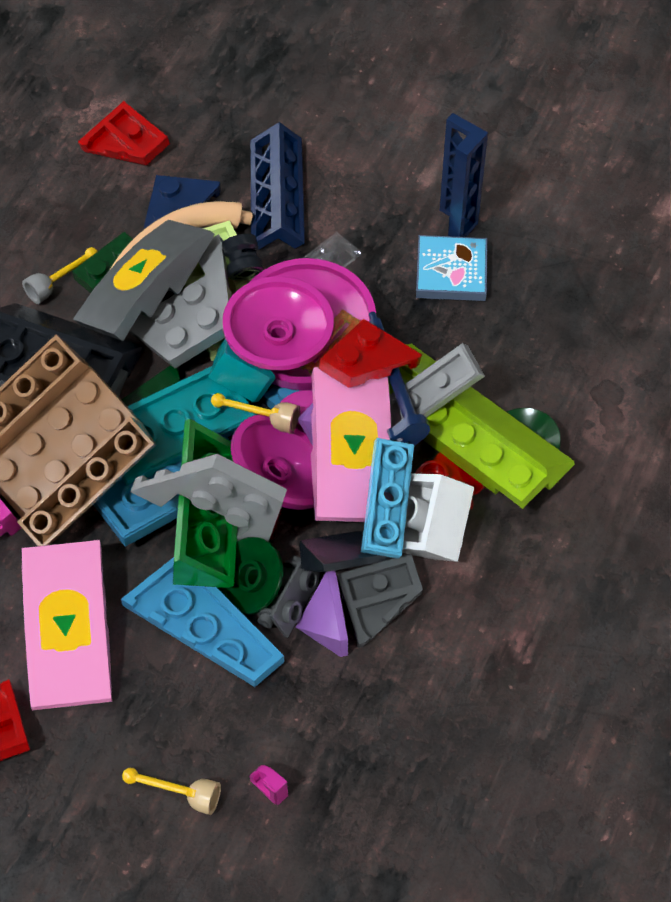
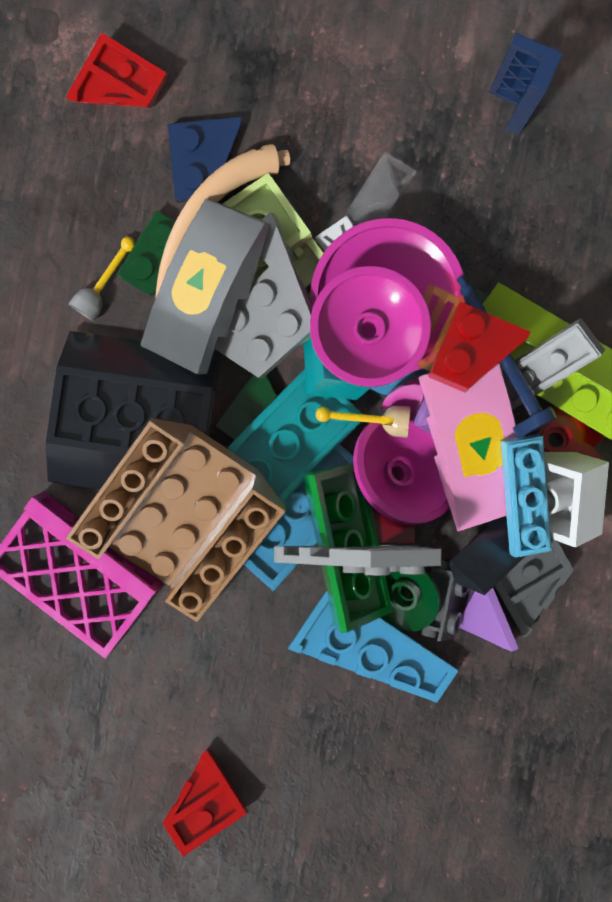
camera: 15 degrees left, 30 degrees up
(66, 625) = (243, 686): bright pink slope -> none
(201, 795) = (415, 816): hinge -> none
(242, 257) = (303, 236): black wheel -> none
(270, 784) = (482, 797): dark pink tile -> none
(285, 183) = (311, 105): dark blue fence -> none
(451, 268) = (519, 171): tile -> none

